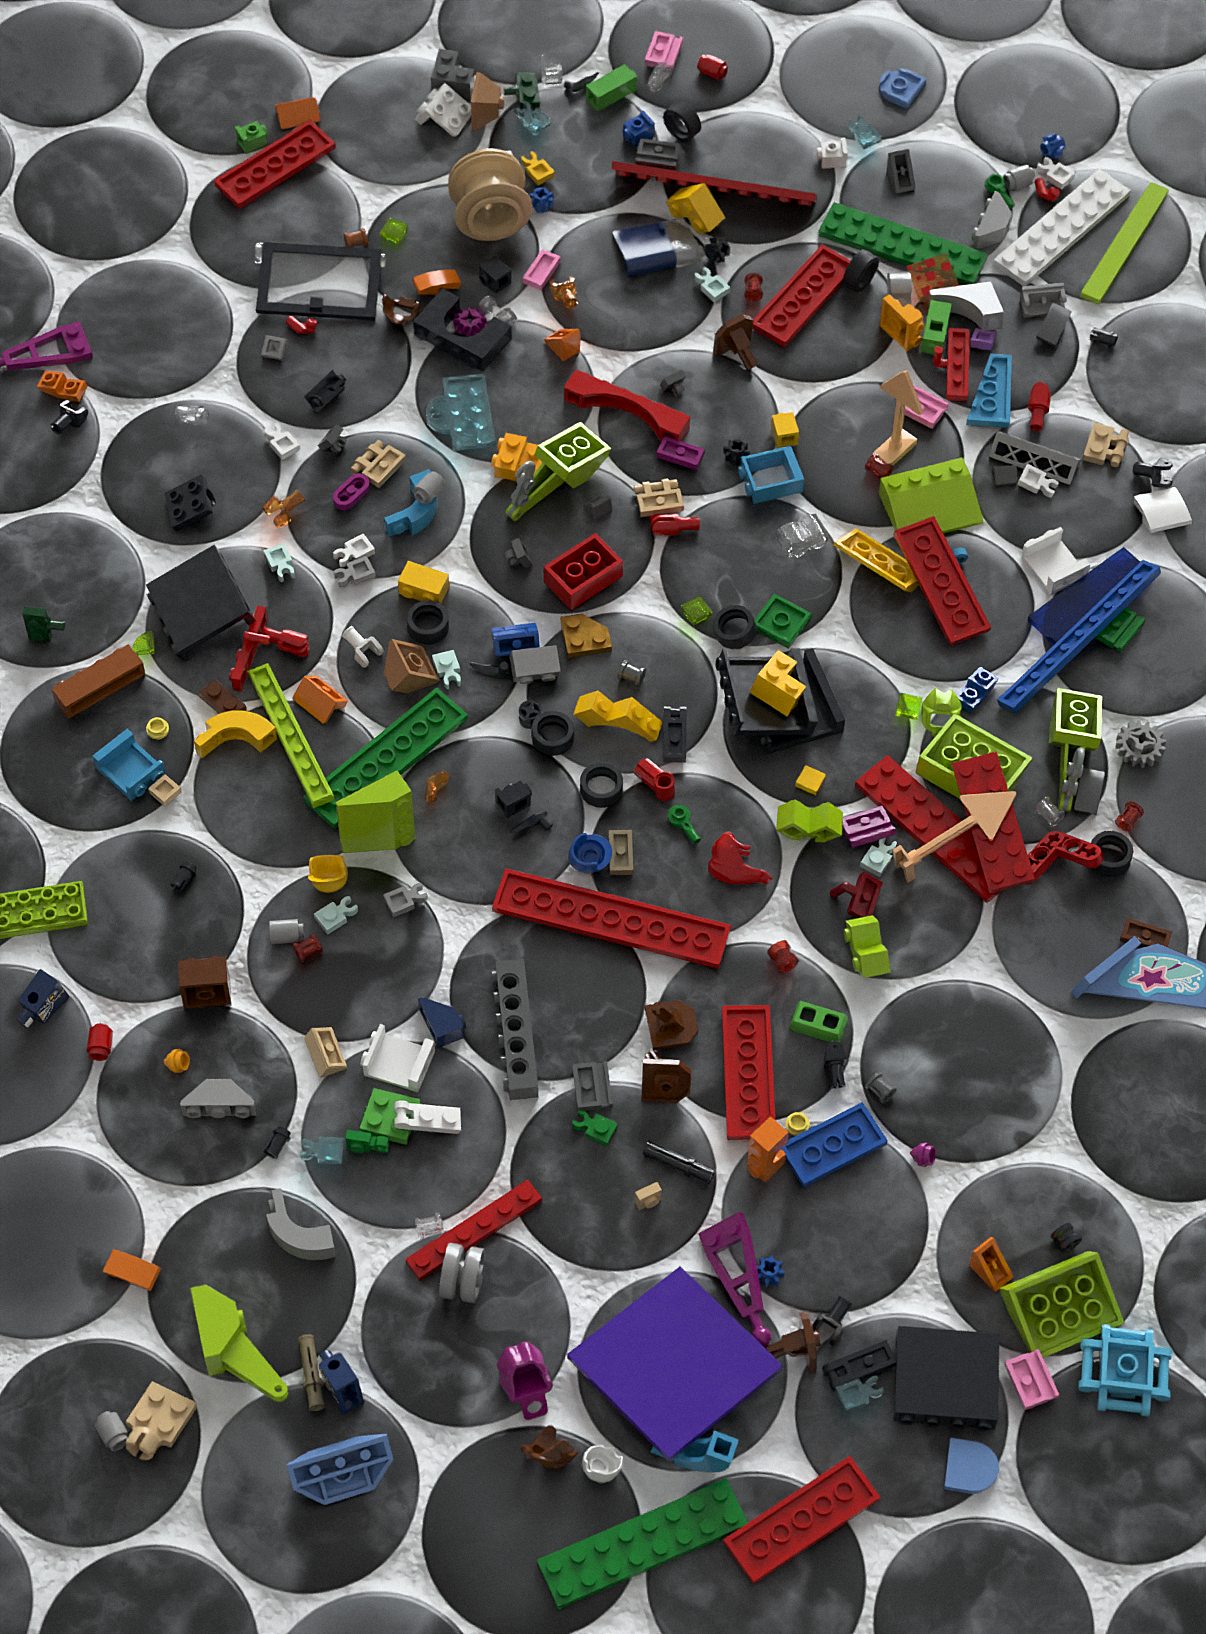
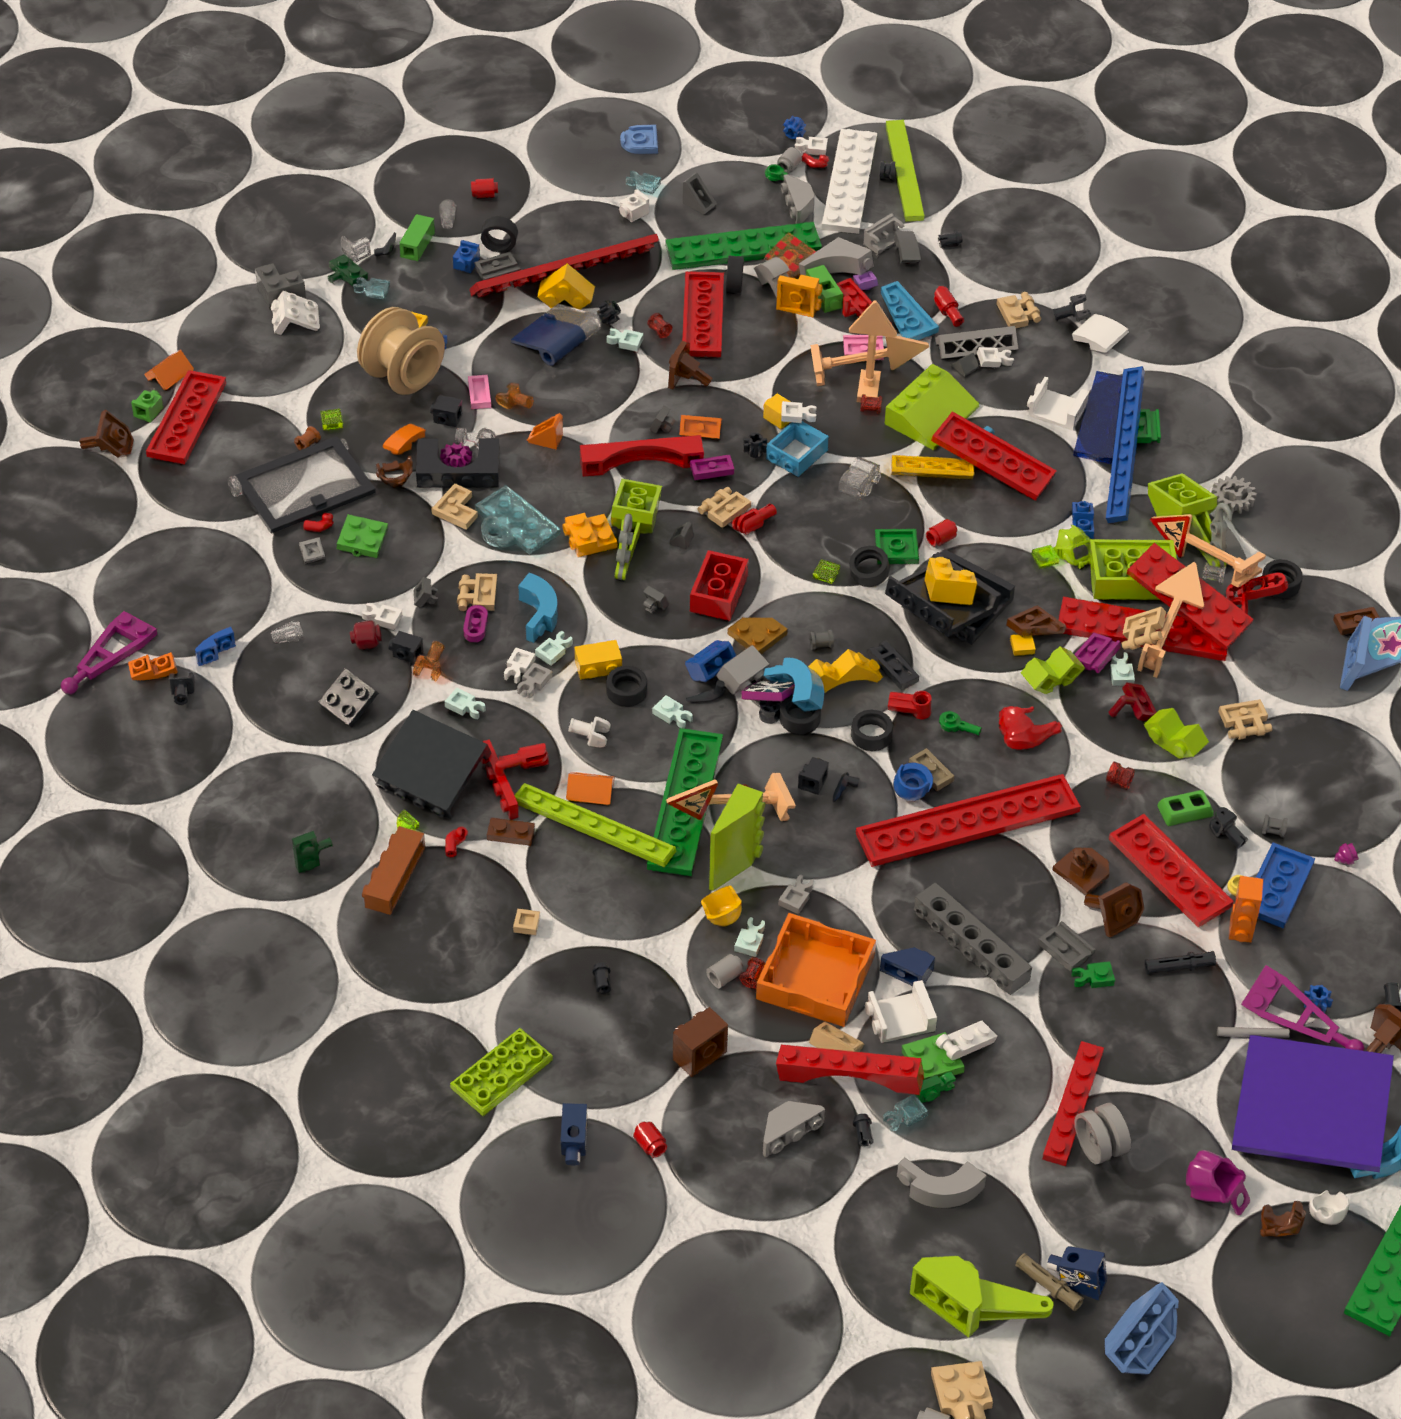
camera: 35 degrees left, 10 degrees down
(116, 394) = (218, 642): none -> blue slope
(128, 765) = (479, 921): dark azure panel -> none
(132, 1269) = (836, 1293): orange slope -> none
(157, 728) = (476, 880): light yellow plate -> none
(170, 680) = (453, 839): none -> red arm
(177, 1061) = (725, 1117): light orange plate -> none
(195, 151) = (110, 436): none -> reddish brown piece
(235, 725) = (547, 839): yellow arch -> none
(251, 452) = (366, 635): none -> dark red head
(275, 482) = (406, 647): none -> black brick
(325, 390) = (386, 559): black hinge -> none
(325, 1102) = (807, 1063): none -> red arch
(326, 354) = (362, 536): none -> bright green plate
(359, 977) = (816, 970): none -> orange tile
(382, 764) = (696, 800): none -> light nougat piece
(394, 553) = (553, 650): none -> light aqua plate
(408, 667) = (643, 727): medium nougat slope -> none
(422, 371) = (452, 507): none -> tan plate
(428, 487) = (546, 583): light grey brick -> none
(429, 1226) = (1039, 1119): clear bush -> none
(485, 101) = (324, 291): medium nougat slope -> none
(539, 697) = (768, 691): none -> tile
(570, 708) = (808, 685): none -> dark azure arch
(648, 1196) = (1183, 999): tan plate -> none
(664, 49) = (432, 193): bright pink plate -> none
(687, 1265) = (1246, 1032): none -> light grey bar
(705, 406) = (702, 426): none -> orange panel
(789, 439) = (795, 412): none -> white plate
(830, 630) = (941, 533): none -> red brick
(836, 765) = (1035, 622): none -> reddish brown wing
(919, 827) = (1146, 624): none -> tan plate
(942, 427) = (898, 350): none -> light nougat piece
(951, 964) = (1245, 713): none -> tan plate
(1068, 824) = (1177, 529): none -> light nougat piece
(1104, 234) = (887, 170): none -> black wheel
(1129, 816) = (1271, 546): clear red bush -> none

